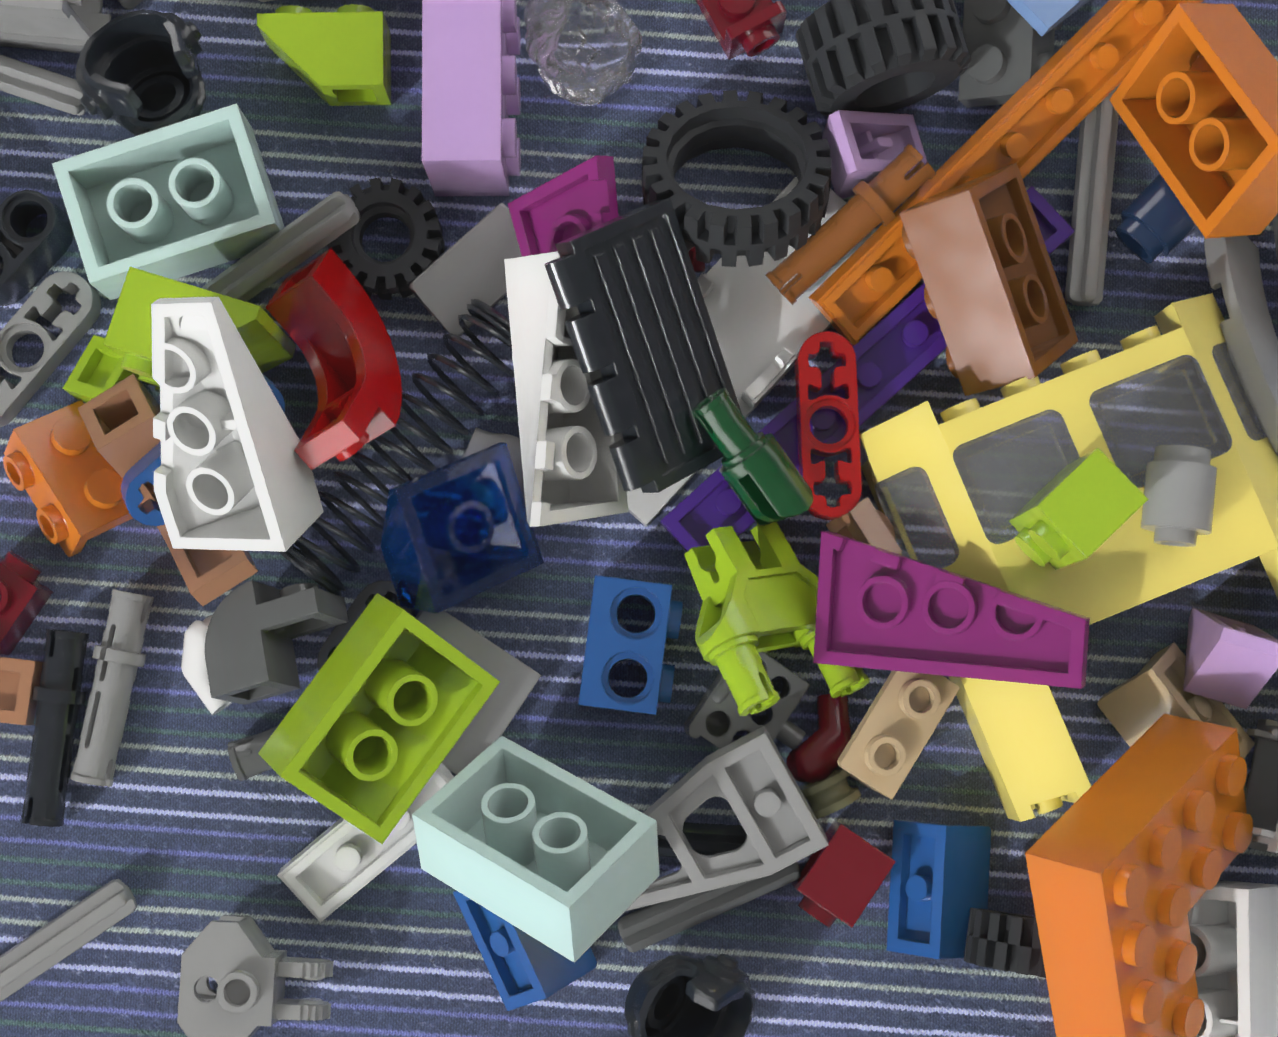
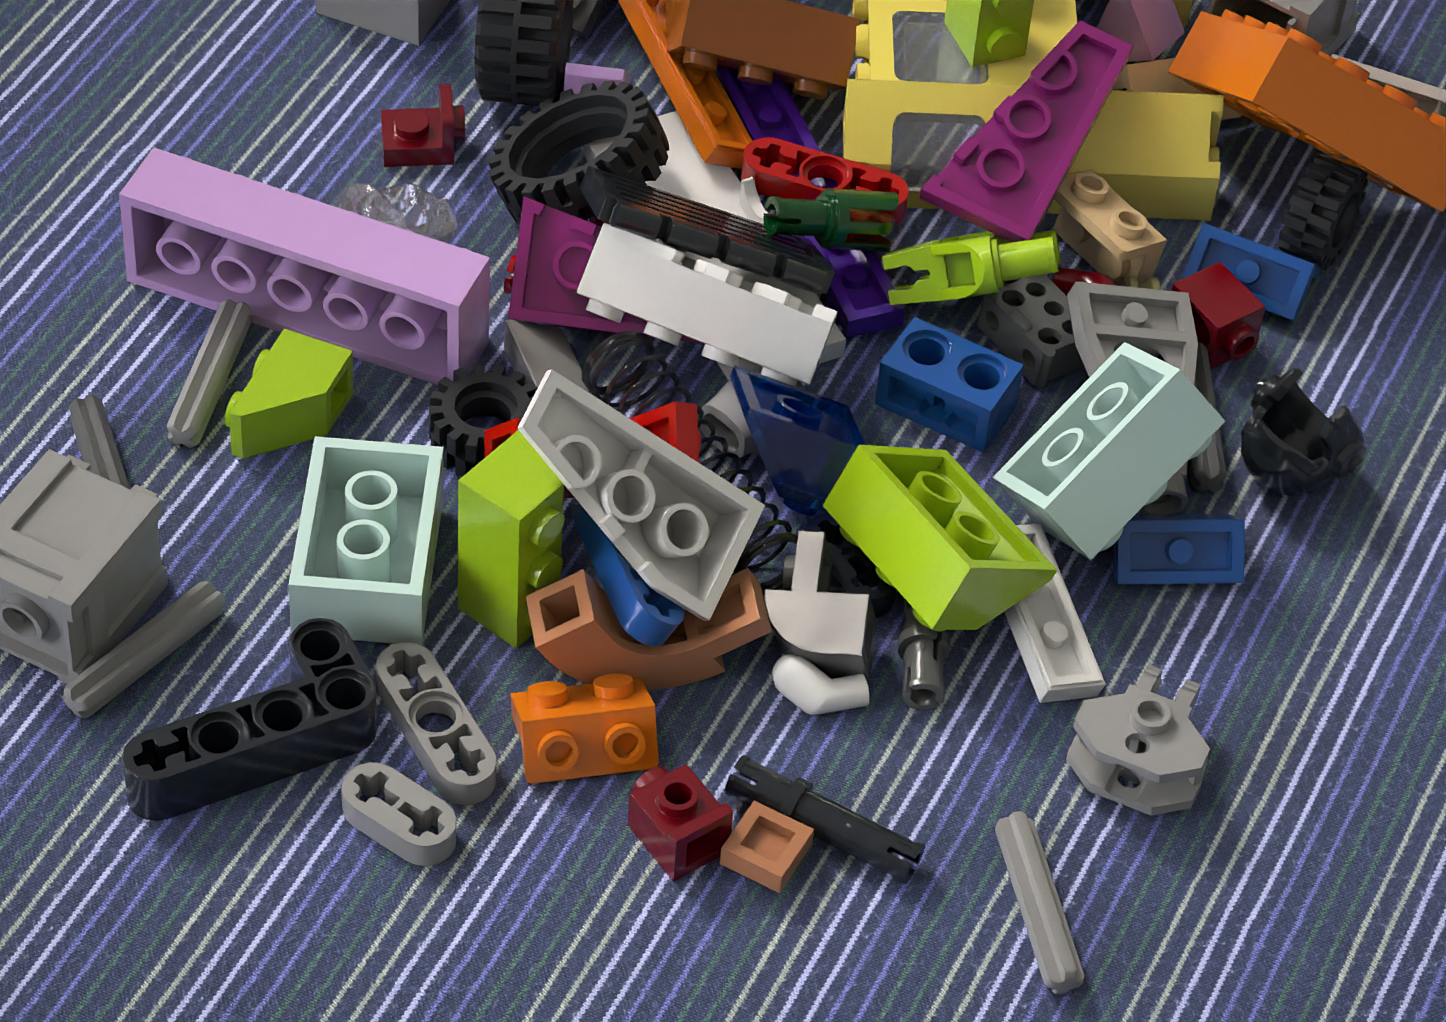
camera: 70 degrees left, 35 degrees down
(95, 371) = (498, 658): lime plate -> none
(112, 688) = (746, 726): light grey pin -> none
(142, 71) = (226, 514): black helmet -> none
(287, 248) = (459, 454): light grey axle -> none
(851, 223) = (656, 83): dark orange pin -> none
(866, 525) = (923, 218): nougat plate -> none

